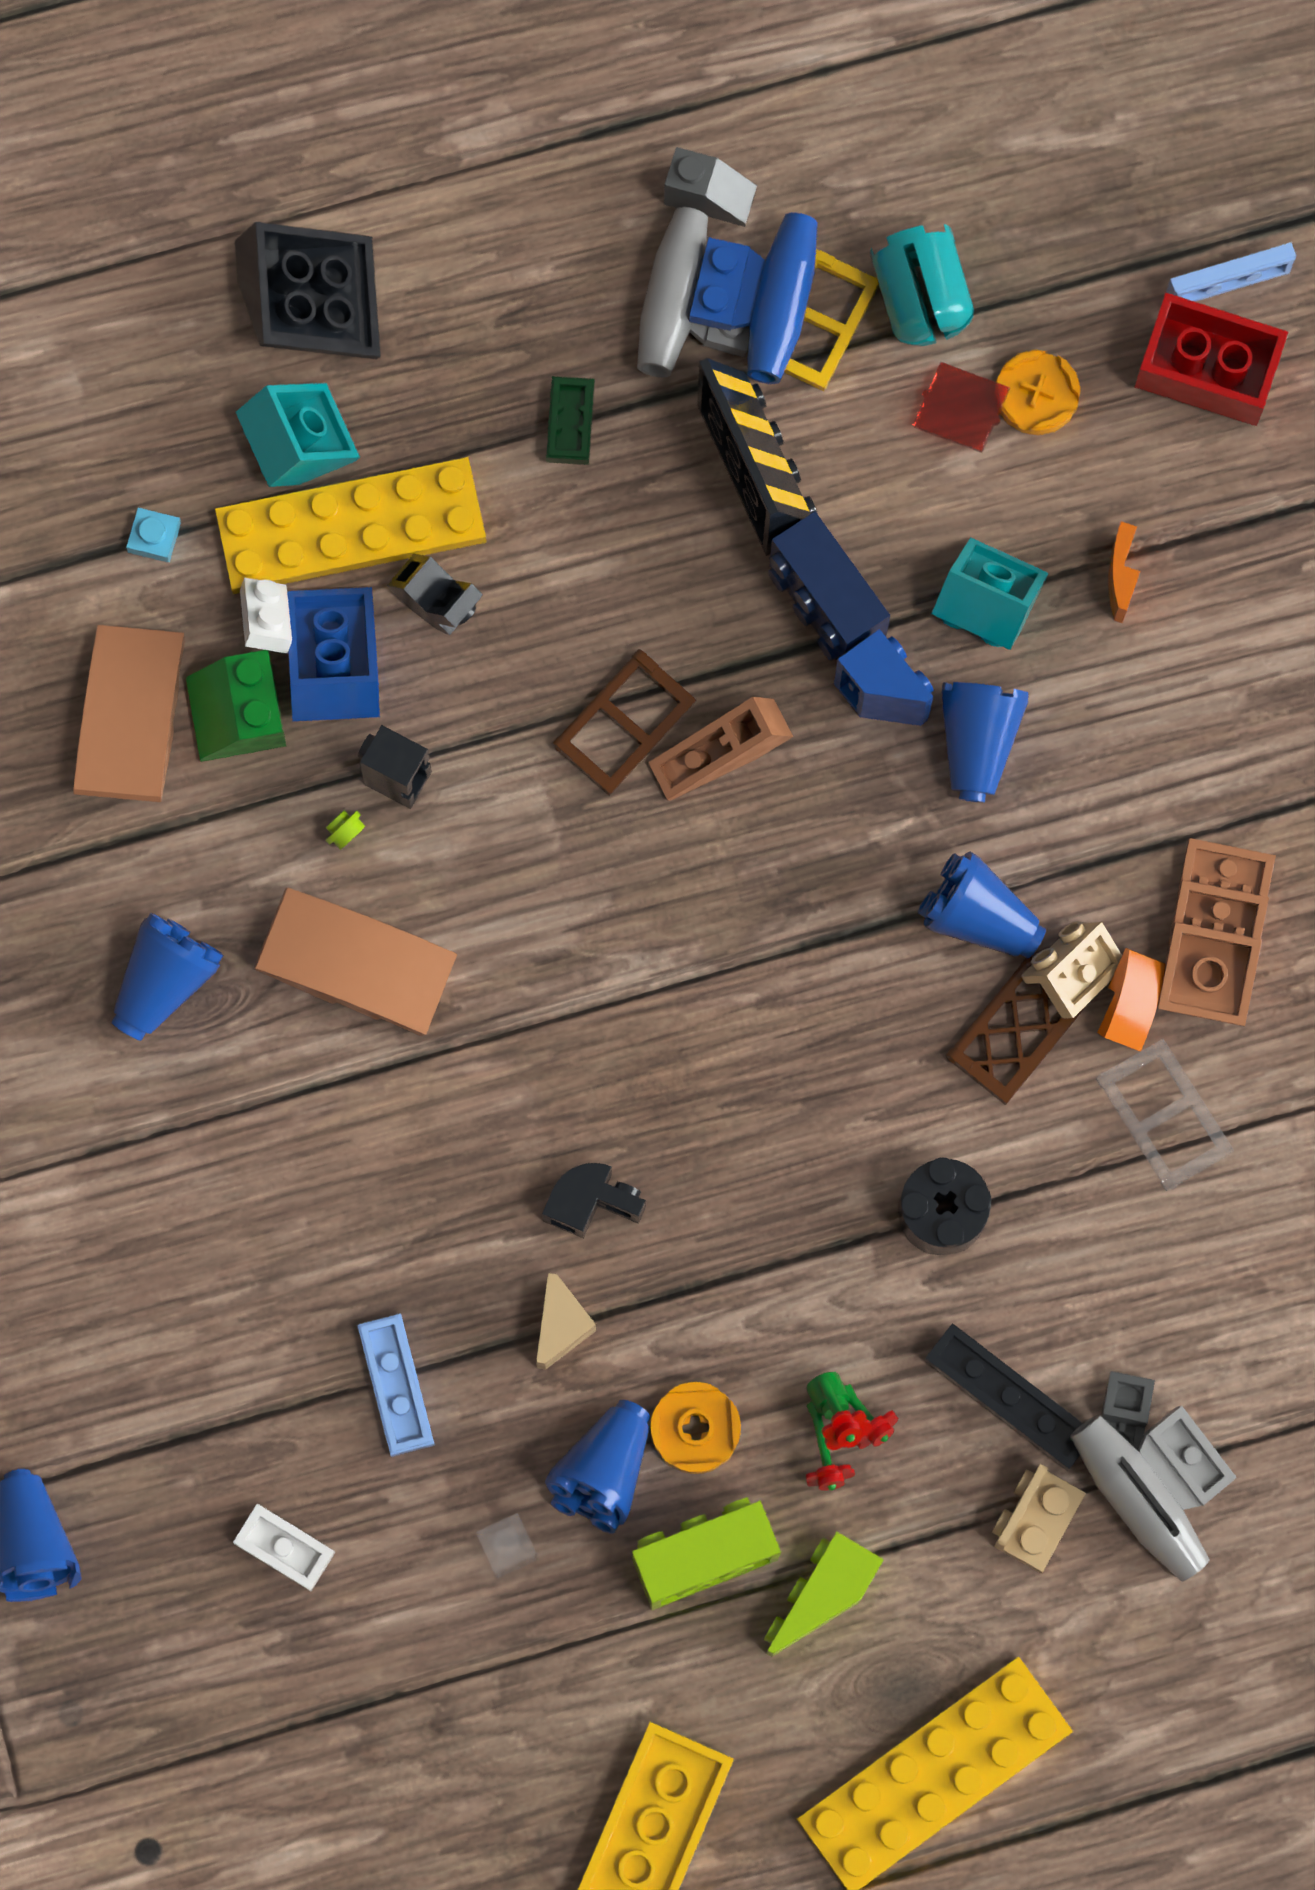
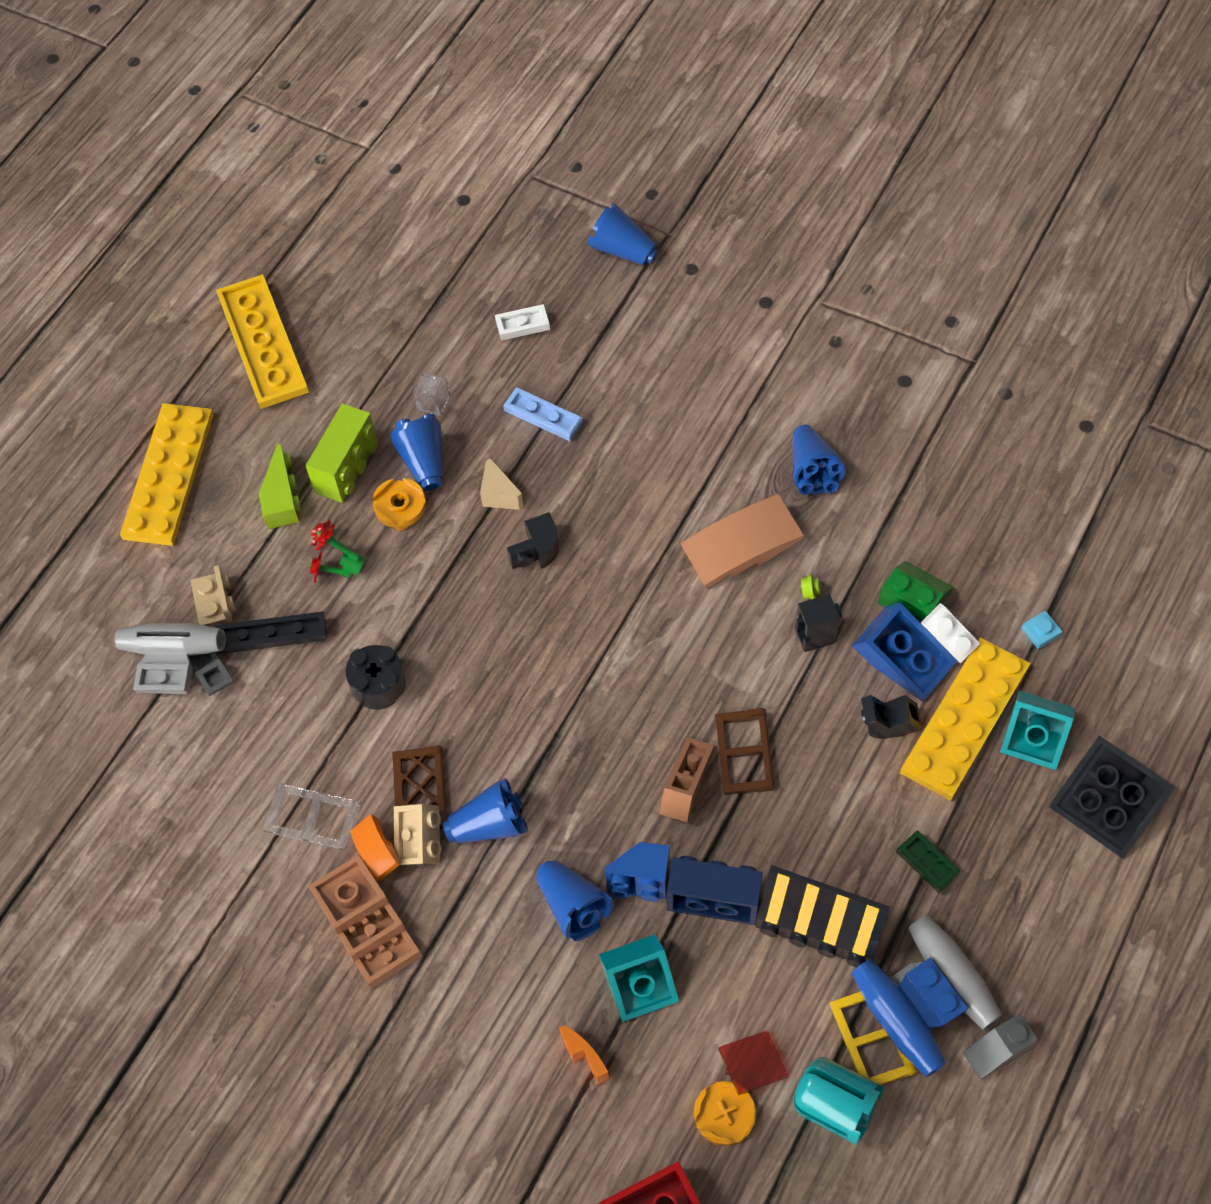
camera: 140 degrees right, 15 degrees down
(129, 713) = (956, 545): nougat slope -> none

